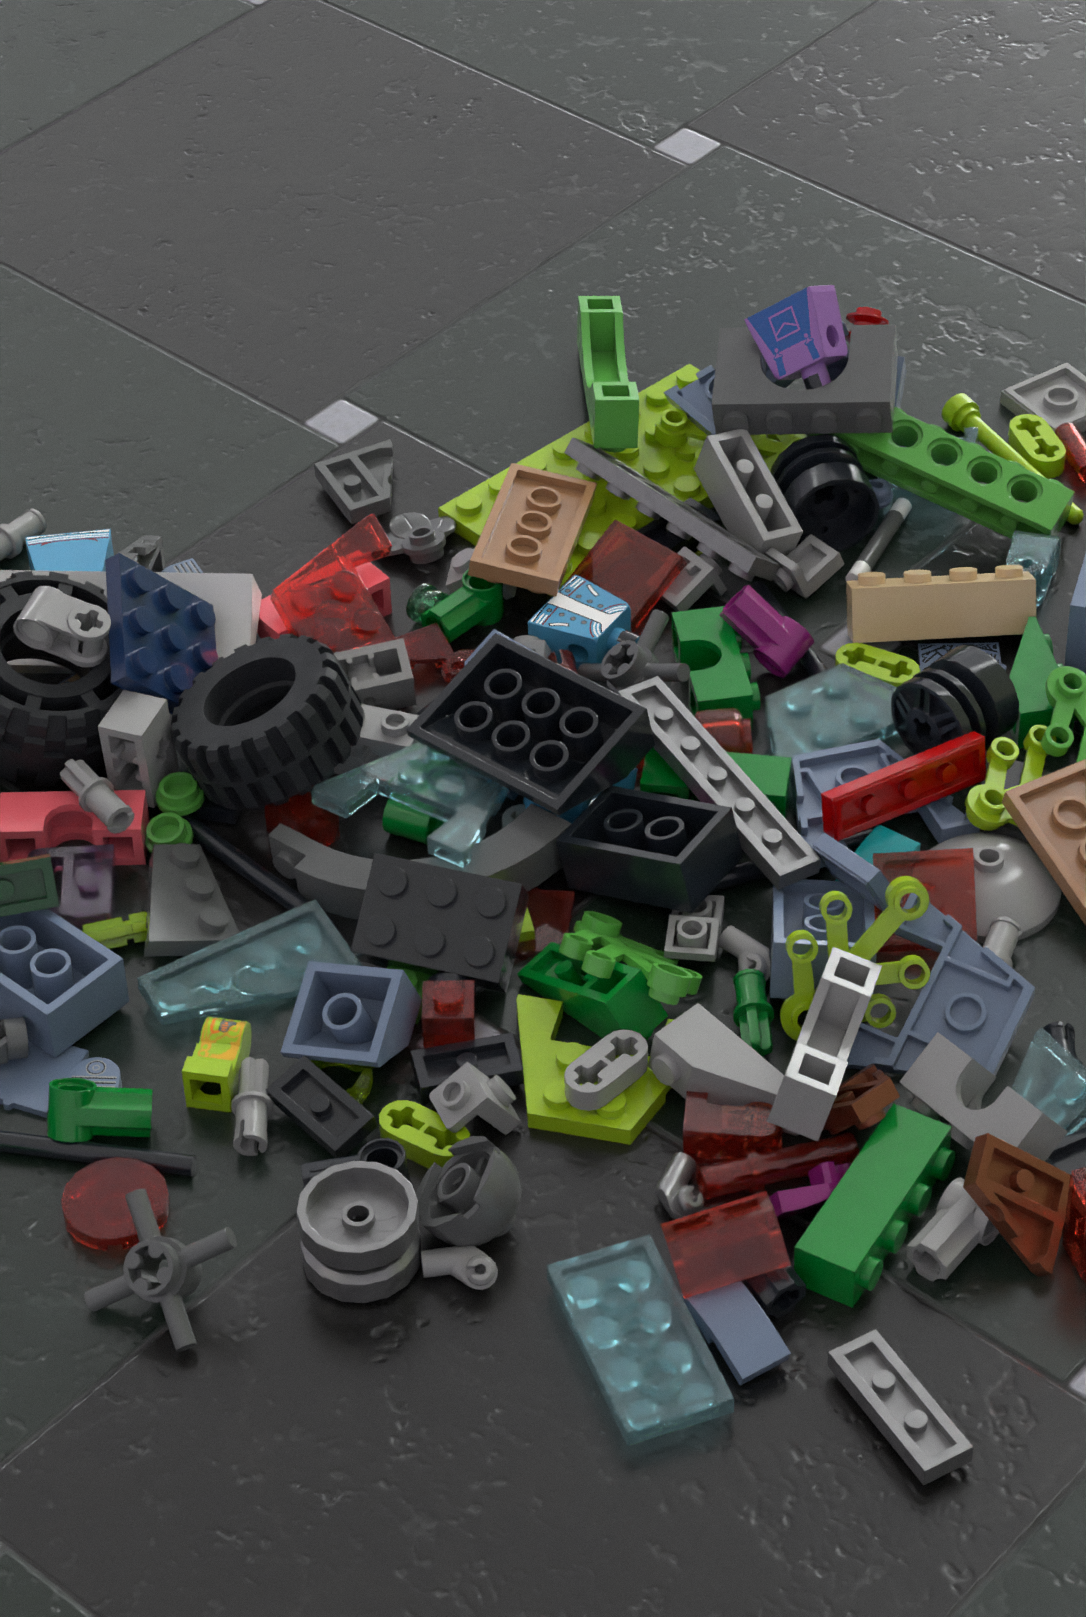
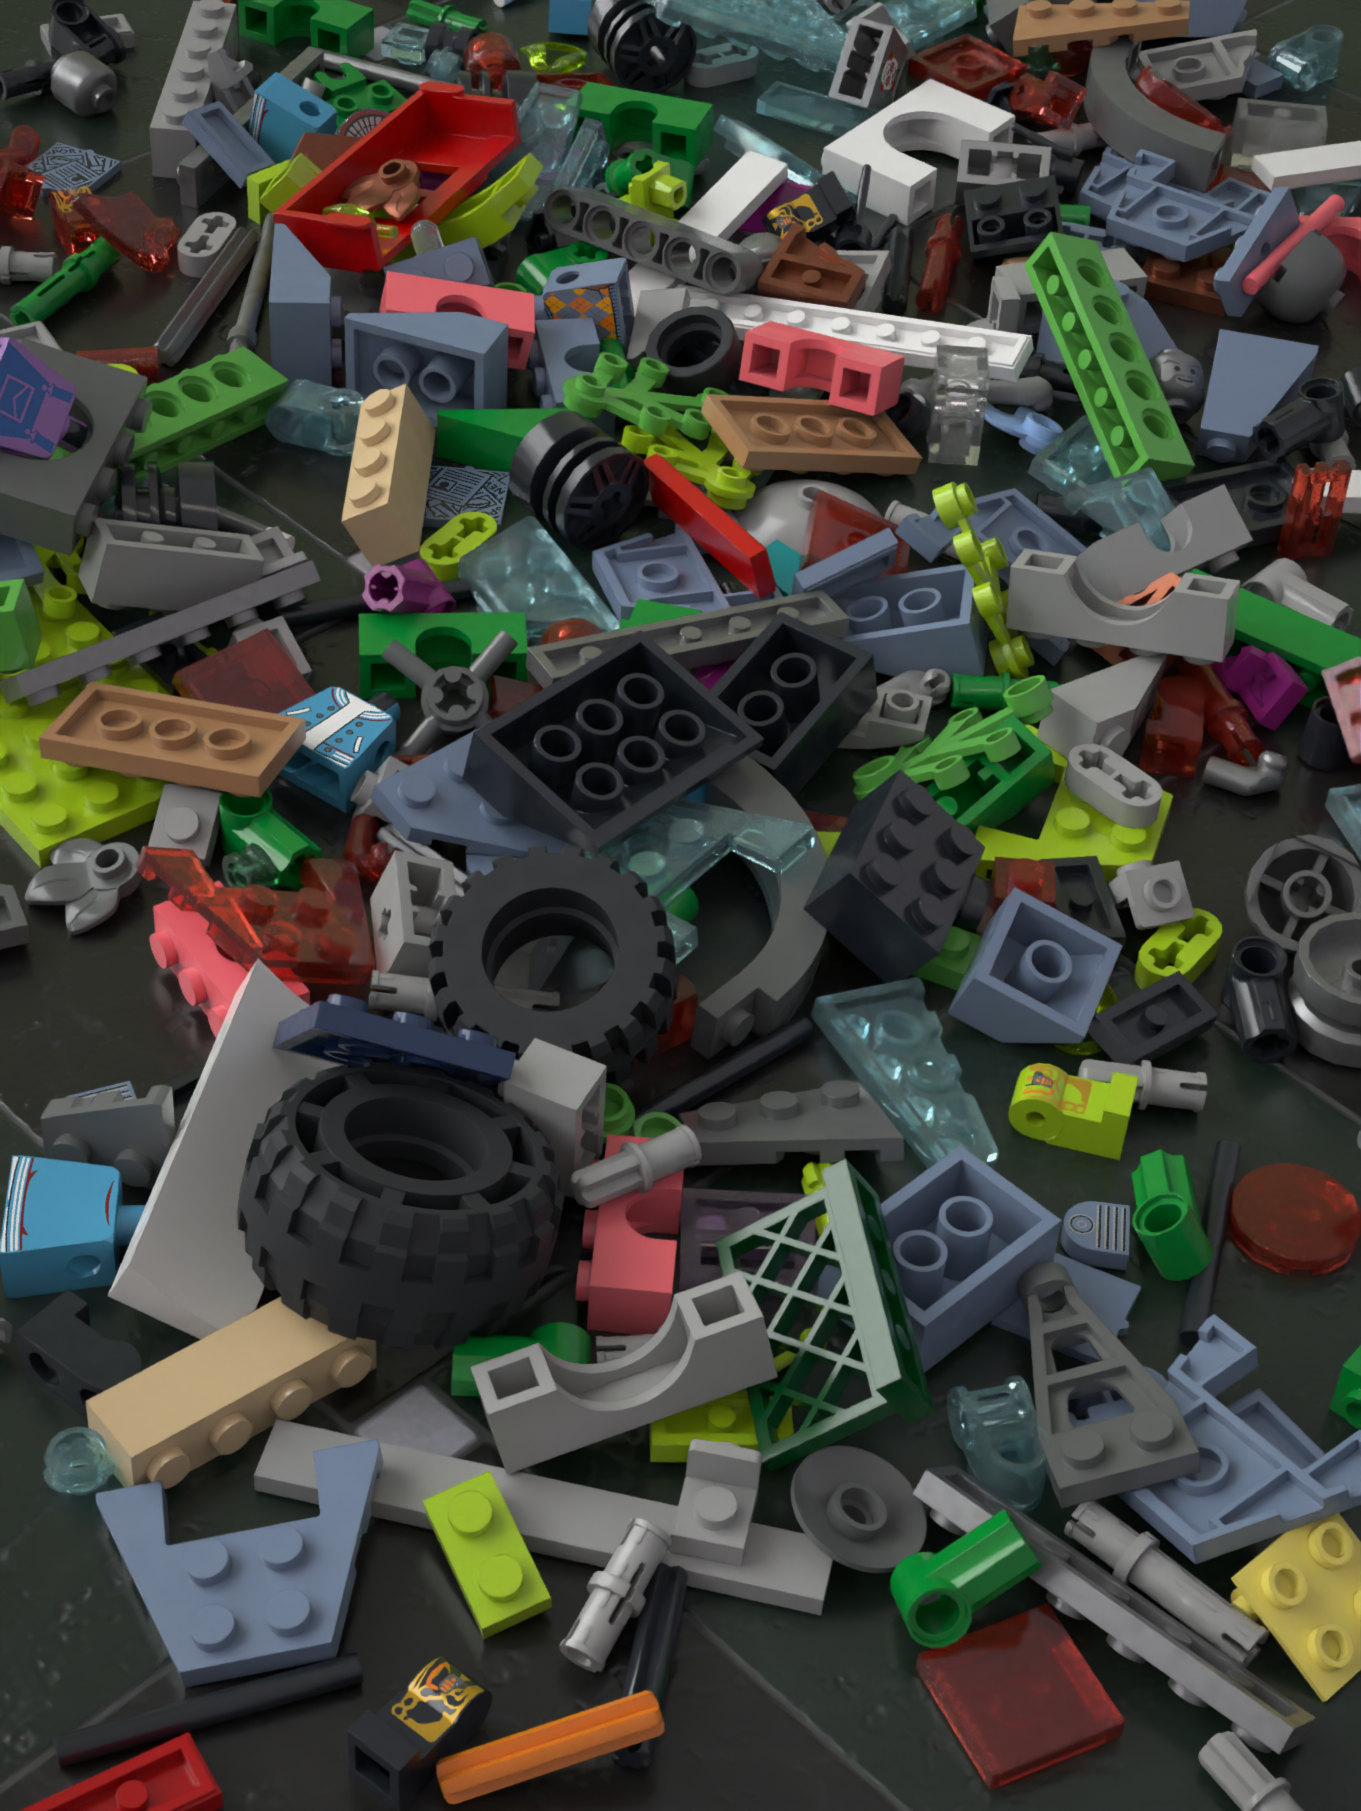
camera: 90 degrees left, 0 degrees up
(61, 623) = (415, 1094): light grey piece -> none
(1020, 1198) = (1278, 538): copper wing -> none

